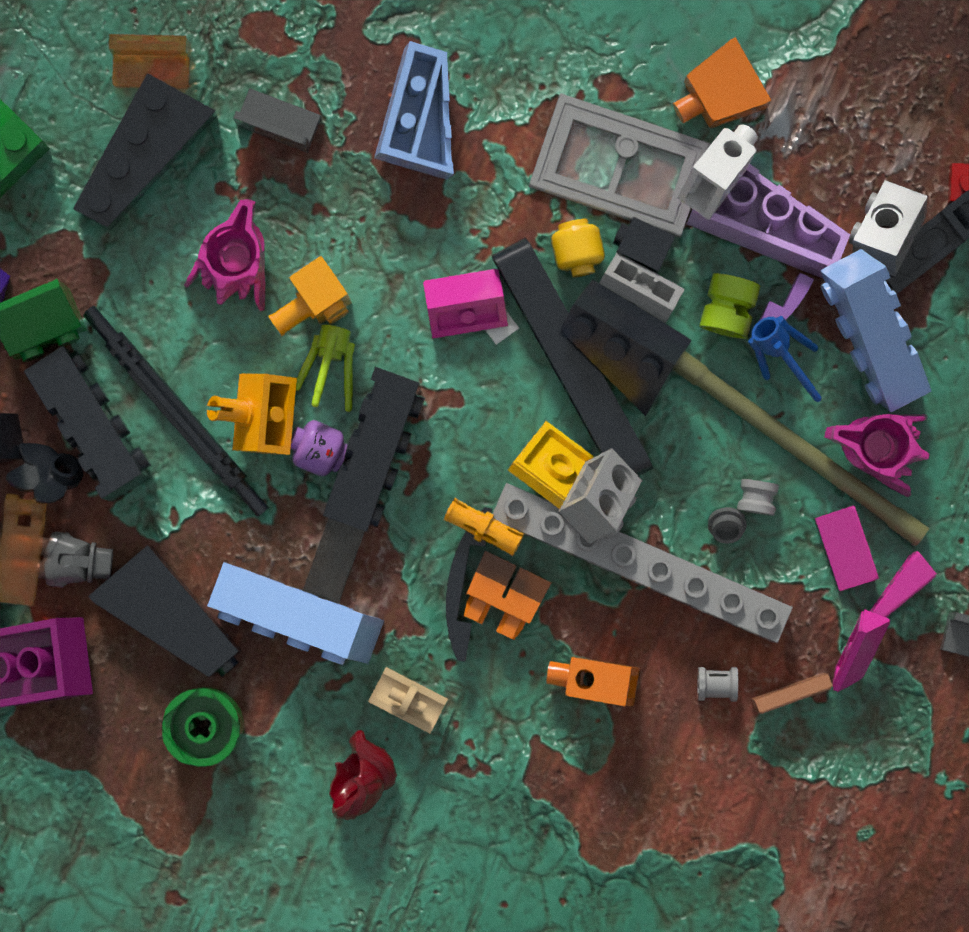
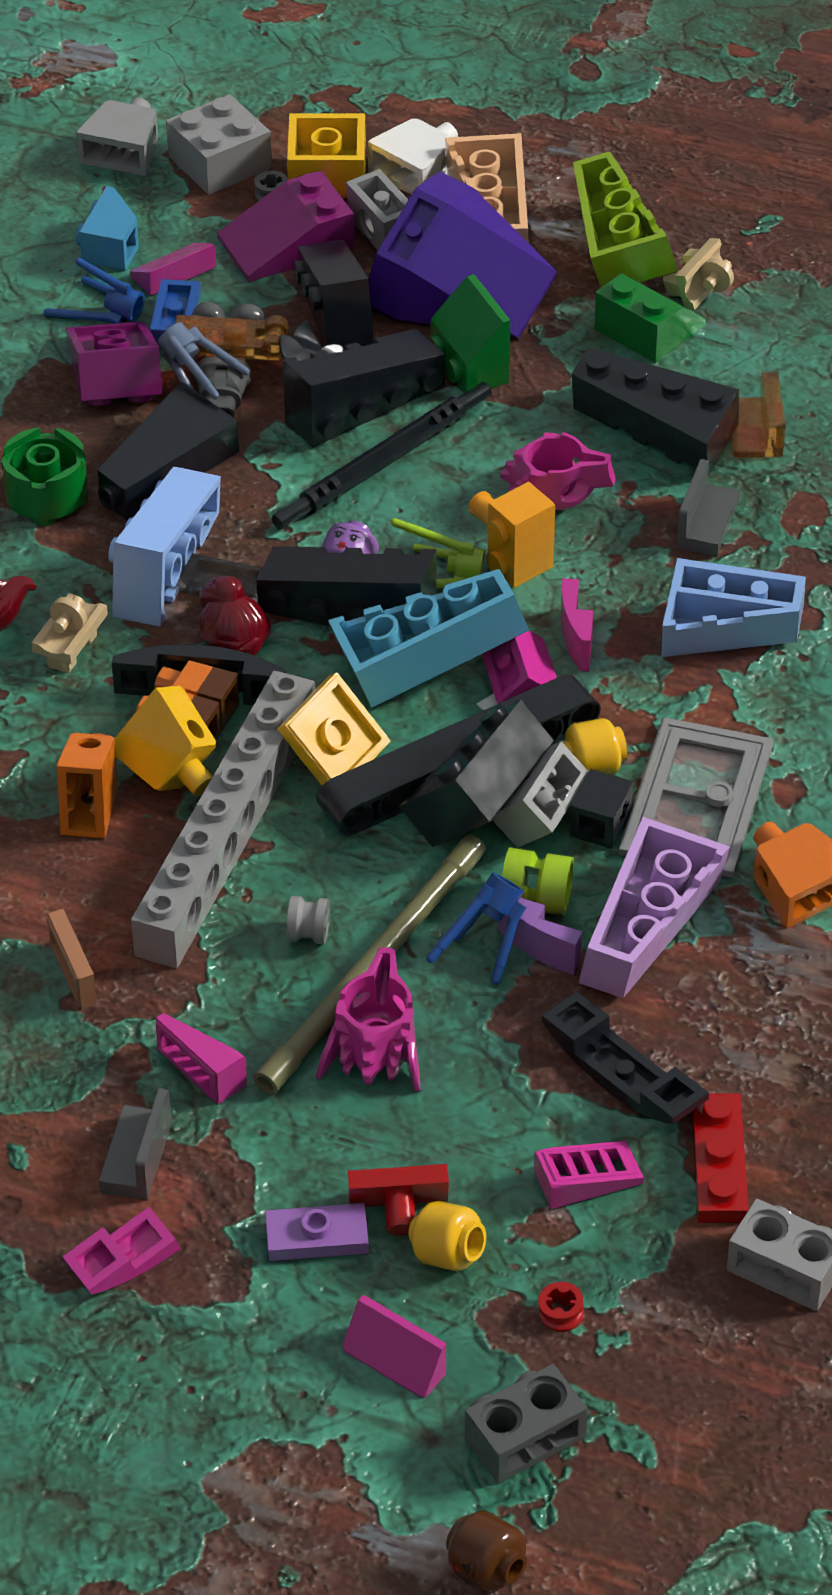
camera: 85 degrees right, 40 degrees down
(49, 596) = (181, 348): none -> sand blue plant
(260, 413) = (382, 496): light orange brick -> none
(397, 556) = (231, 617): none -> dark red hair
(432, 249) = (576, 625): none -> dark pink slope
(456, 396) = (428, 634): none -> medium azure wedge
(483, 526) = (263, 659): light orange pin -> none
(569, 613) = (167, 742): none -> yellow torso
(601, 496) = (306, 735): light grey brick -> none
(717, 684) = (83, 899): light grey bush -> none
(719, 170) = (692, 815): white torso -> none
(727, 525) = (273, 895): dark grey plate -> none
(846, 548) = (251, 1014): dark pink slope -> none
(859, 649) = (120, 1004): dark pink slope -> none
(876, 331) = (516, 986): light blue wedge -> none
(891, 207) = (647, 1015): brick -> none

